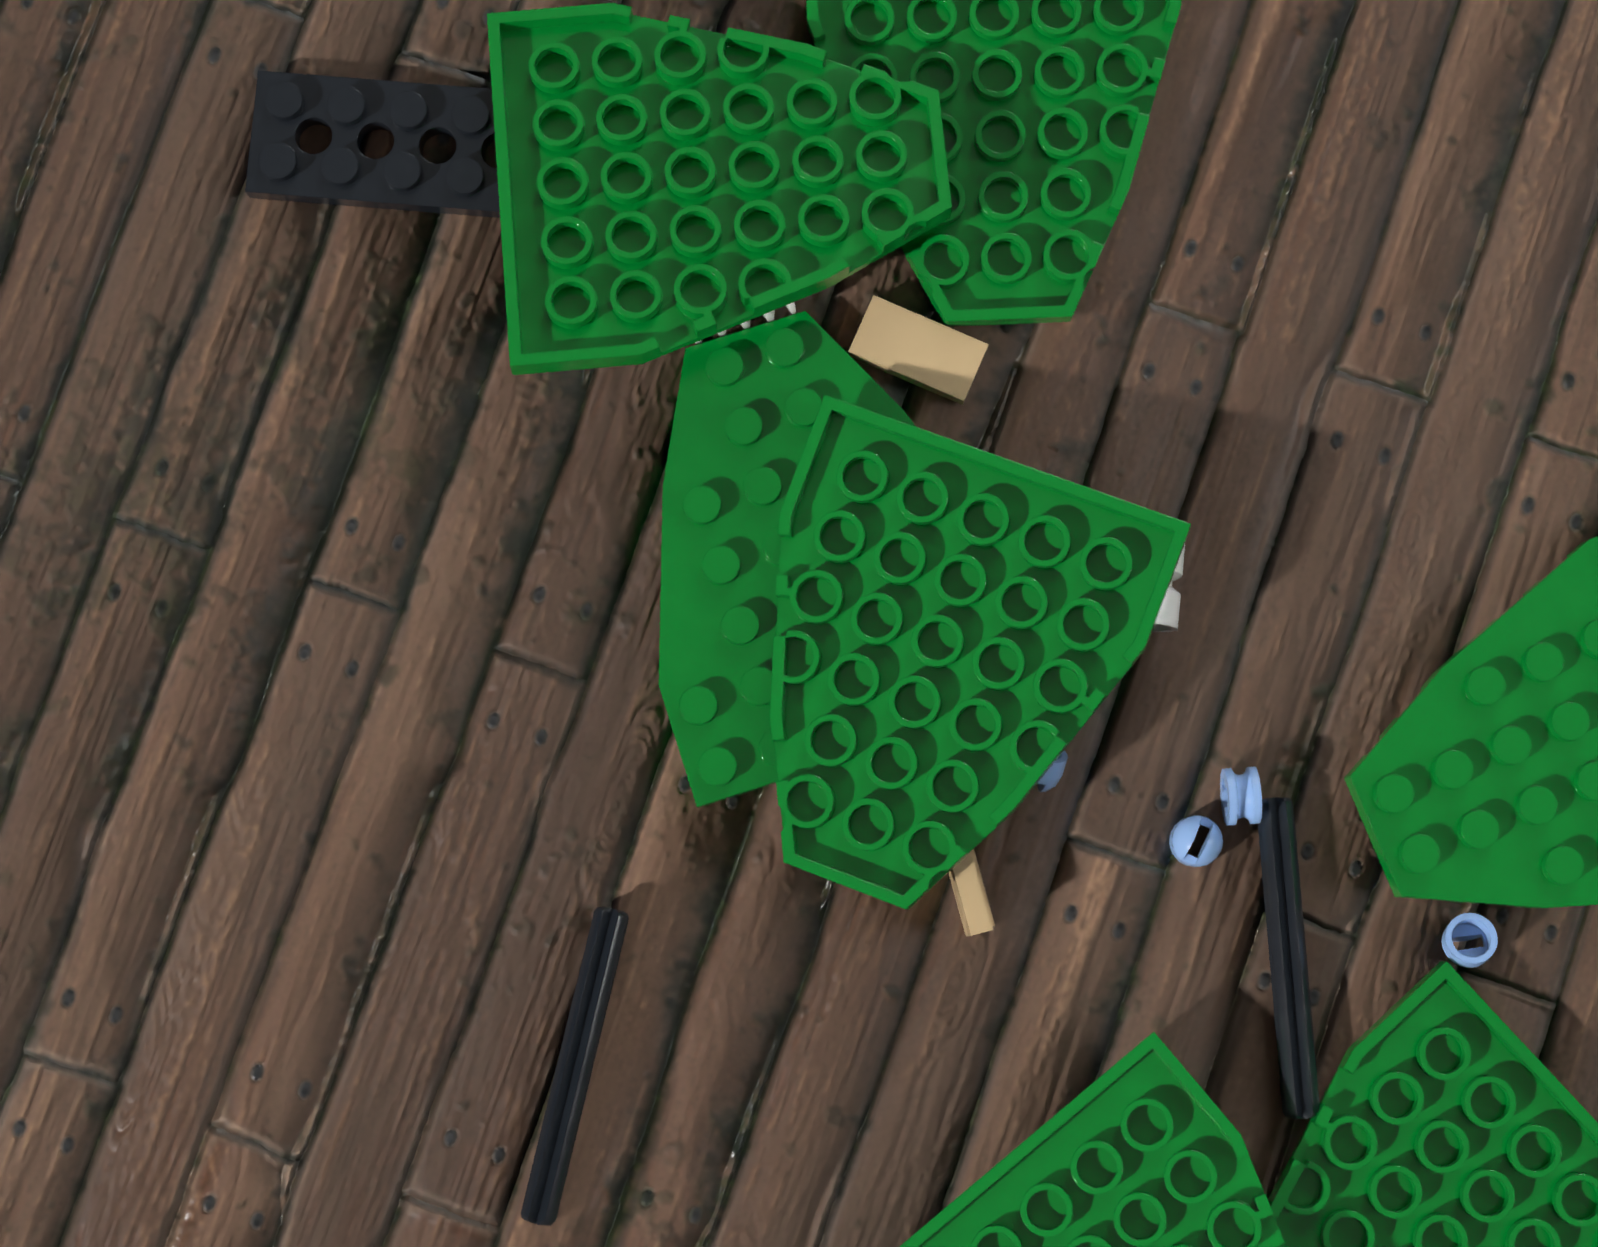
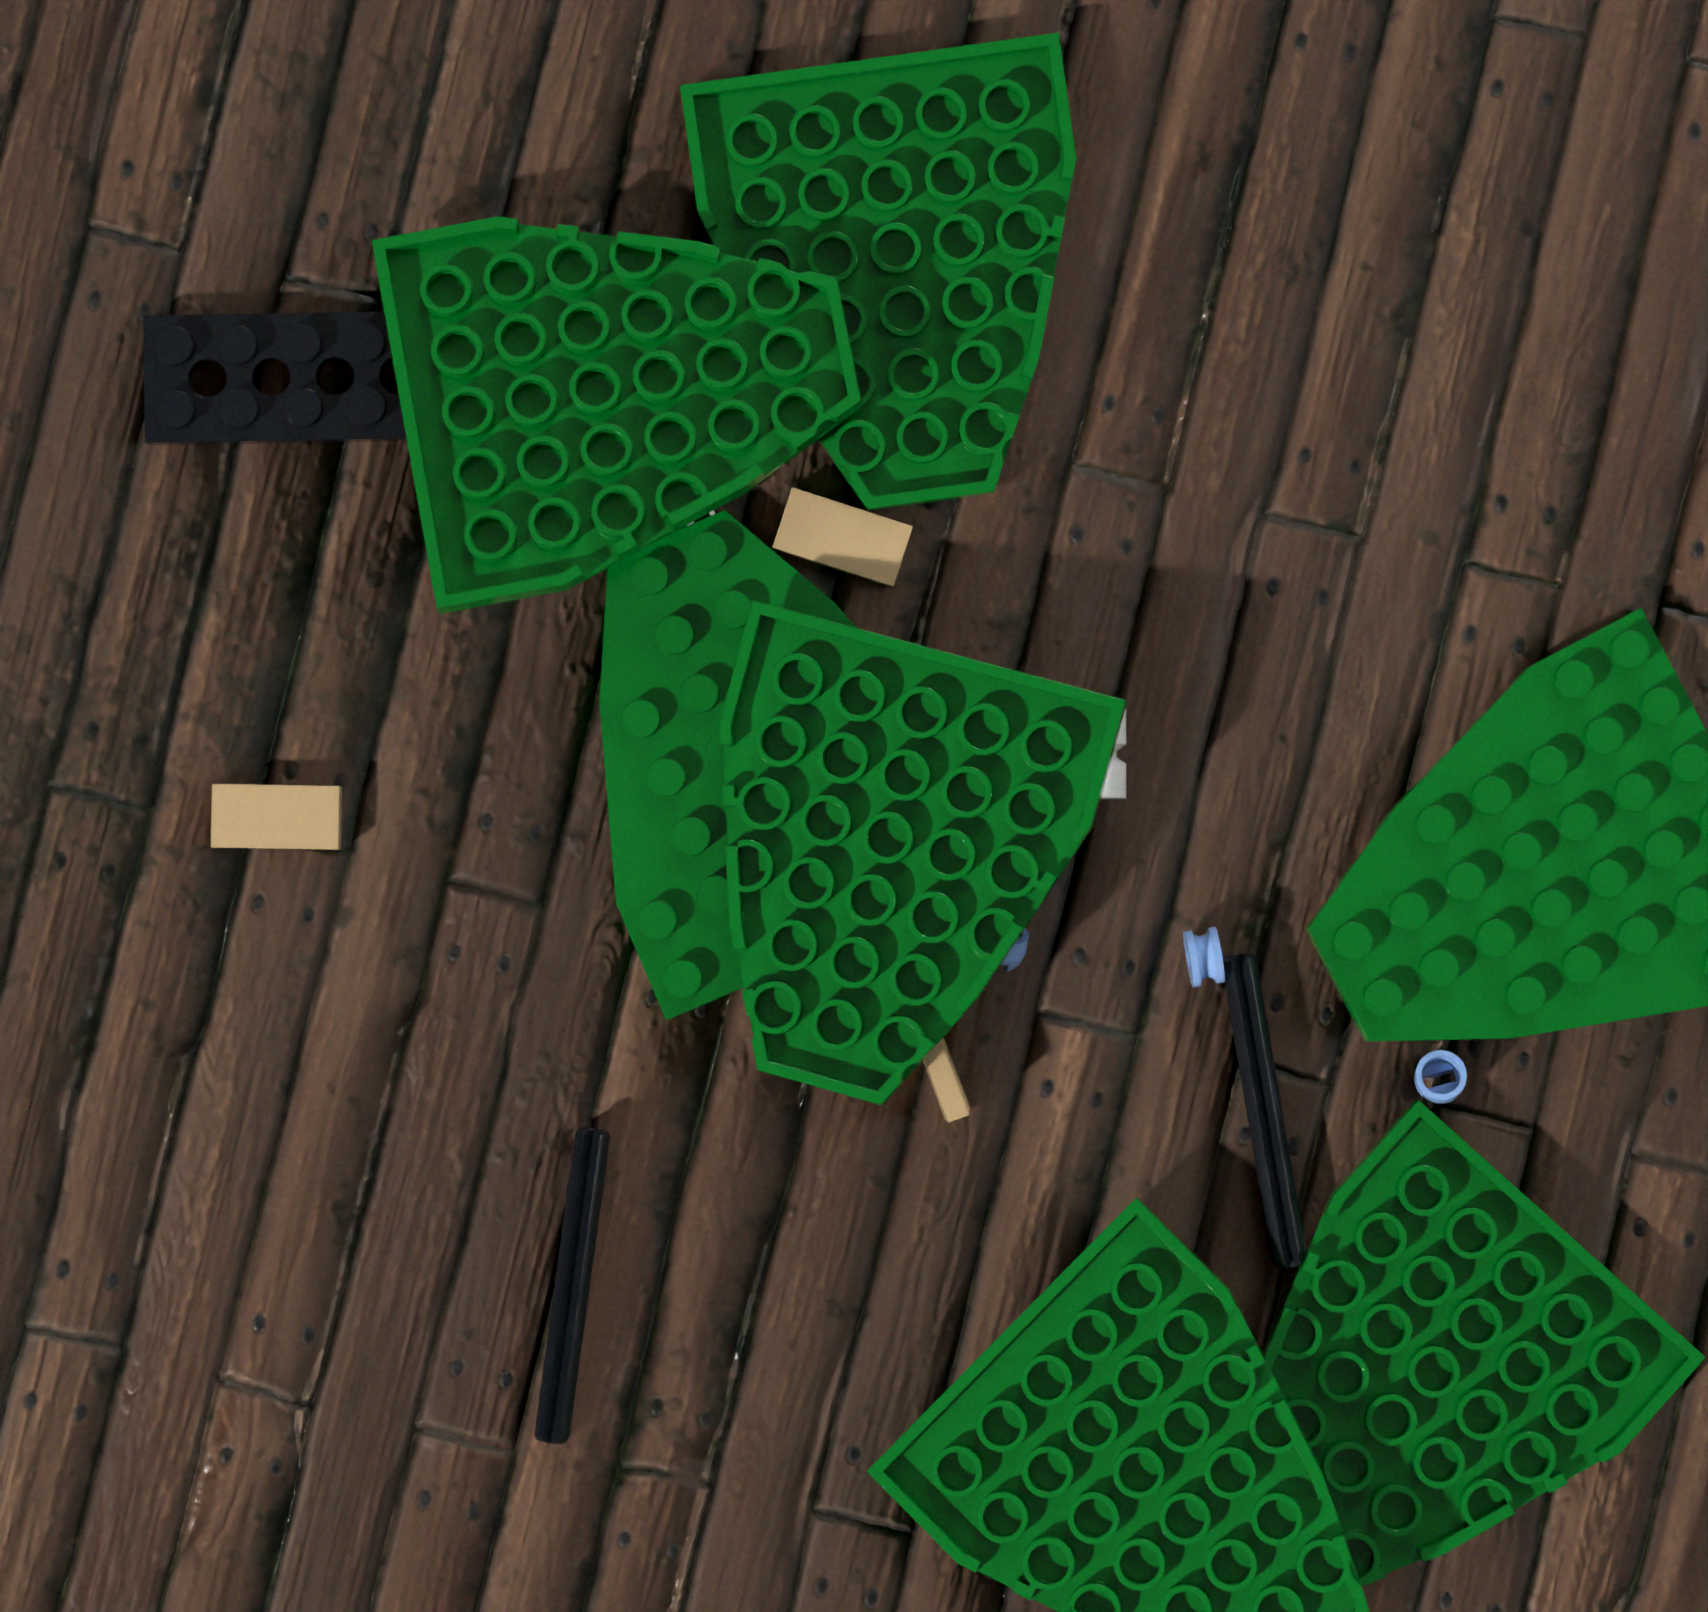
camera: 10 degrees left, 5 degrees up
(331, 568) = (276, 816): none -> tan tile
(1185, 835) = (1152, 1000): light blue hinge -> none

